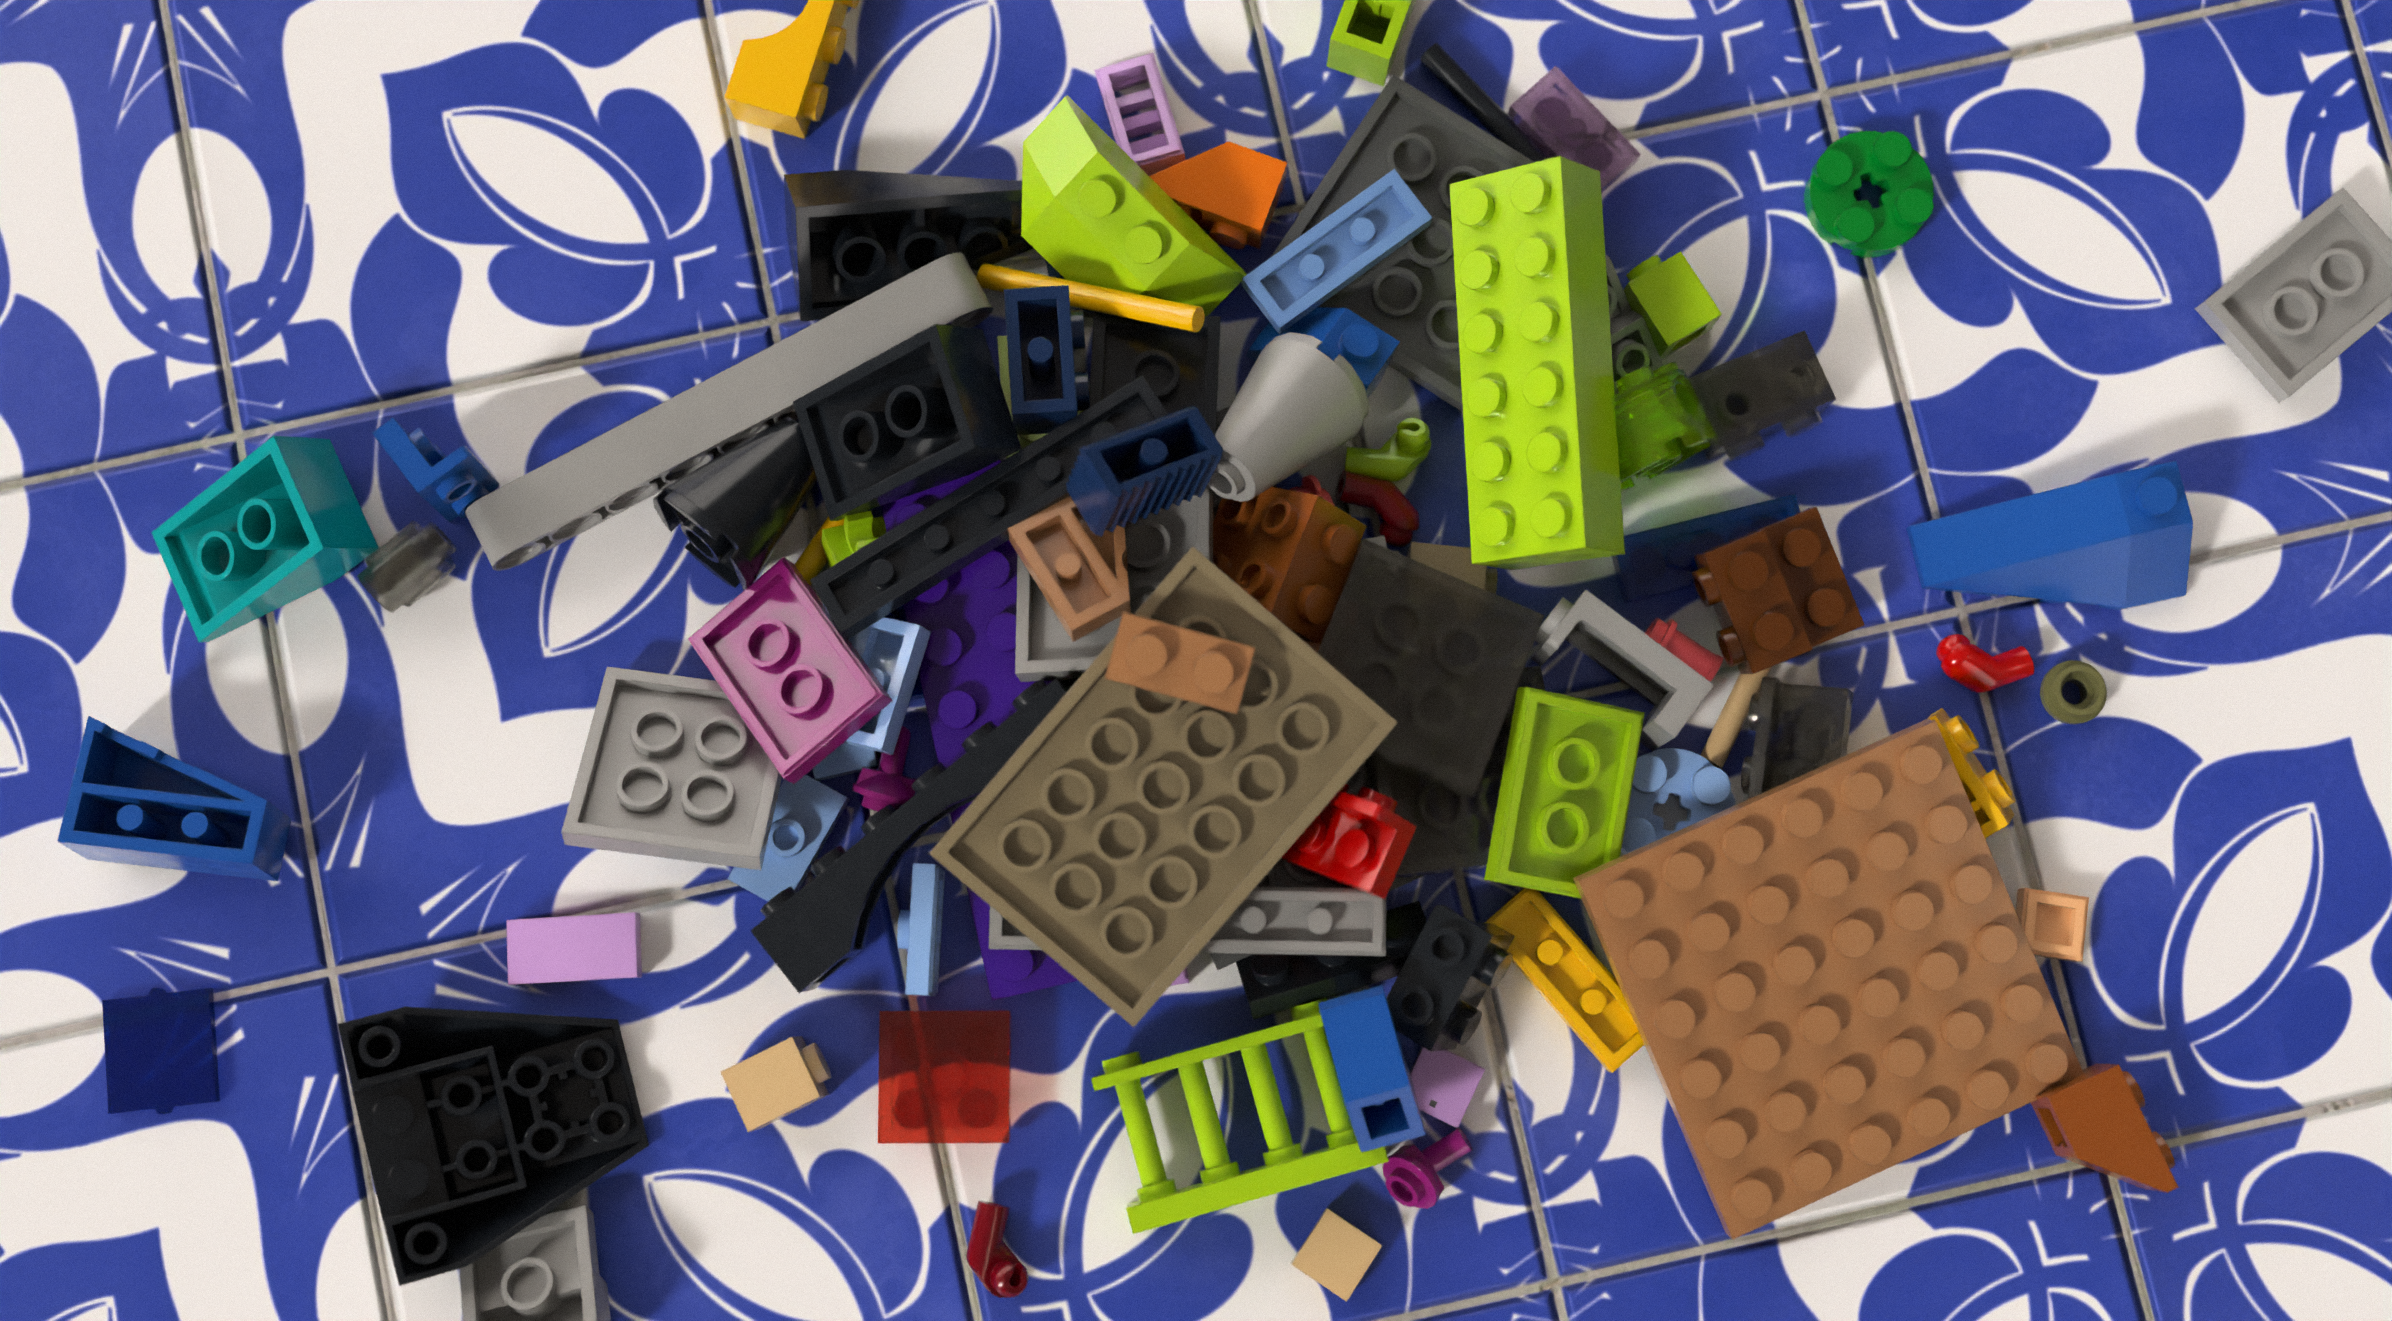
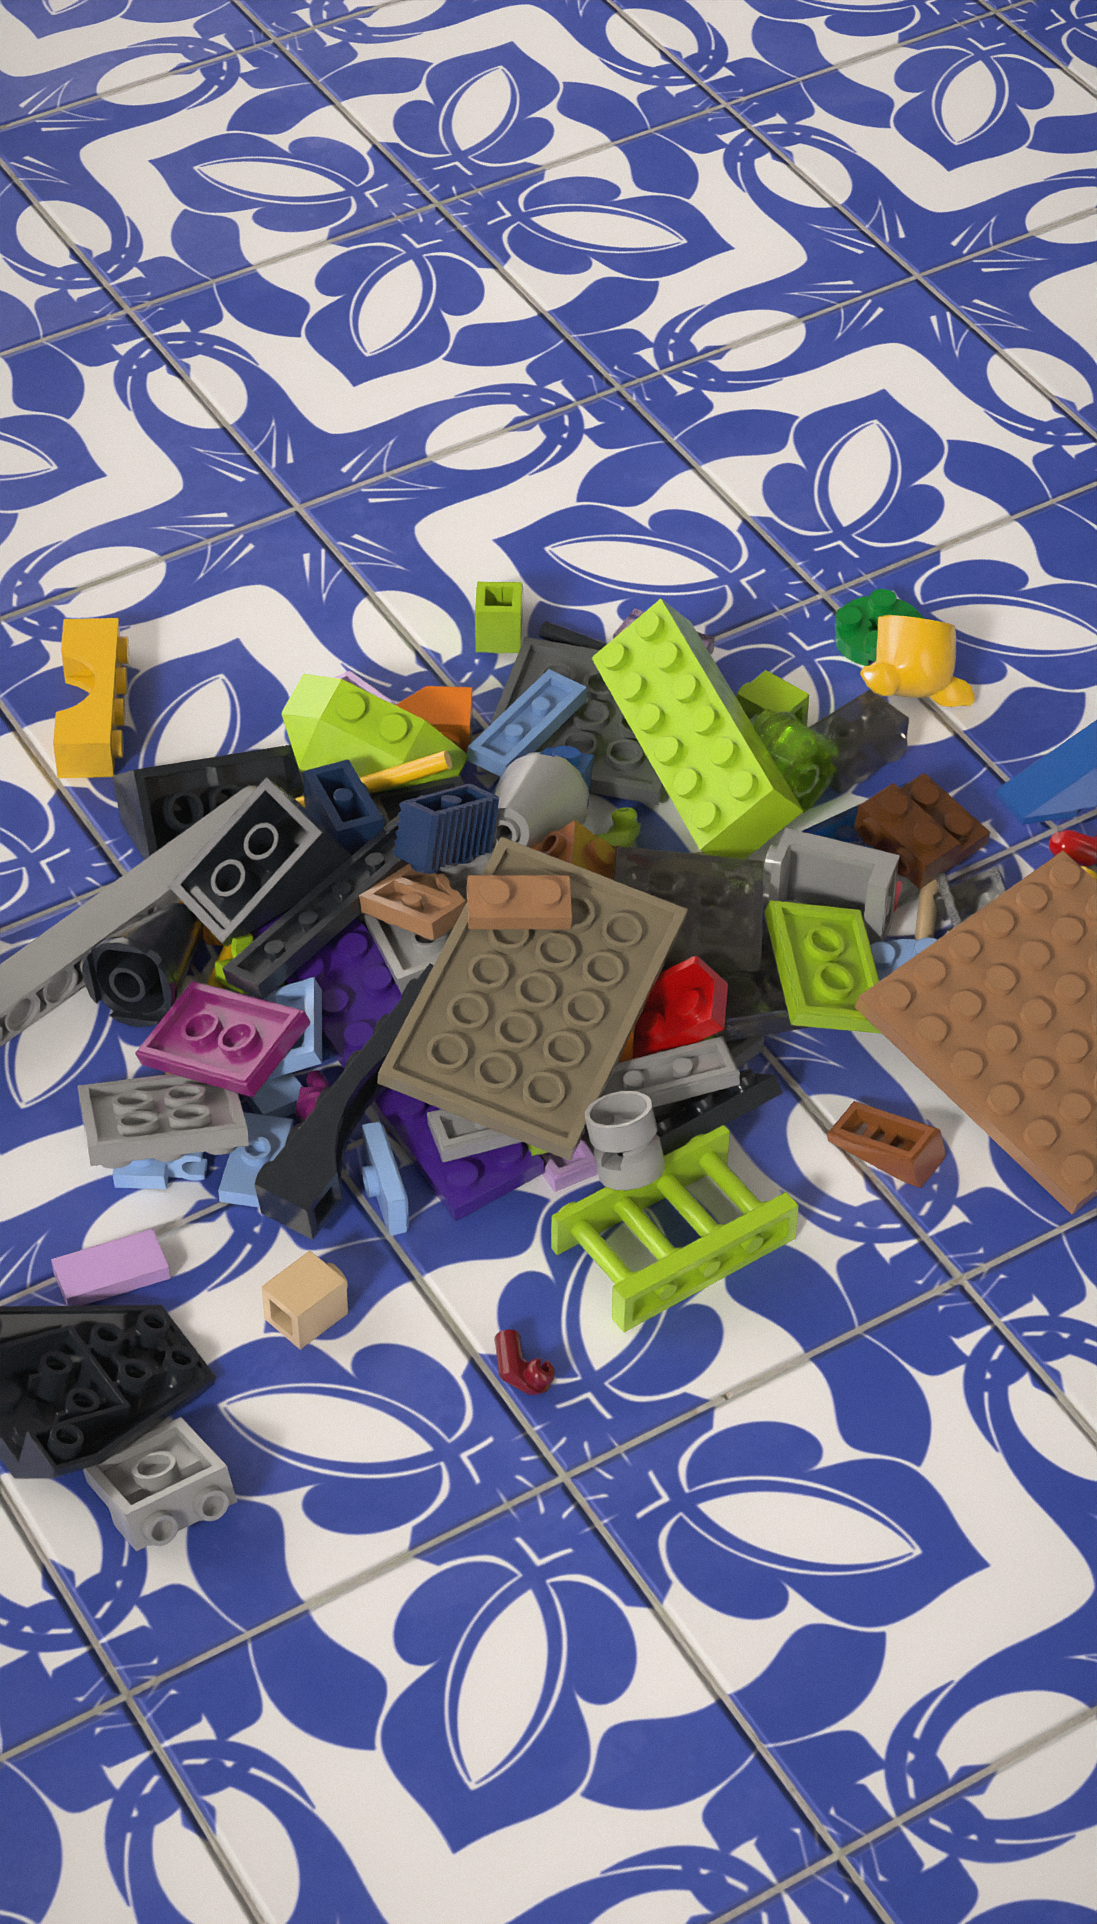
camera: 20 degrees left, 35 degrees down
(944, 1077) = (436, 1264): clear red plate -> none
(1205, 1024) = (625, 1140): none -> light grey wheel
(1336, 1254) = (786, 1298): tan tile -> none
(1371, 1069) = (760, 1144): blue slope -> none
(1418, 1170) = (823, 1230): magenta plate -> none
(1444, 1084) = (817, 1176): lavender tile -> none
(1446, 979) = (793, 1092): black bracket -> none
(1569, 977) = (859, 1079): yellow tile -> none
(1576, 1106) = (911, 1163): none -> dark orange slope
(1884, 301) = (917, 662): none -> yellow piece

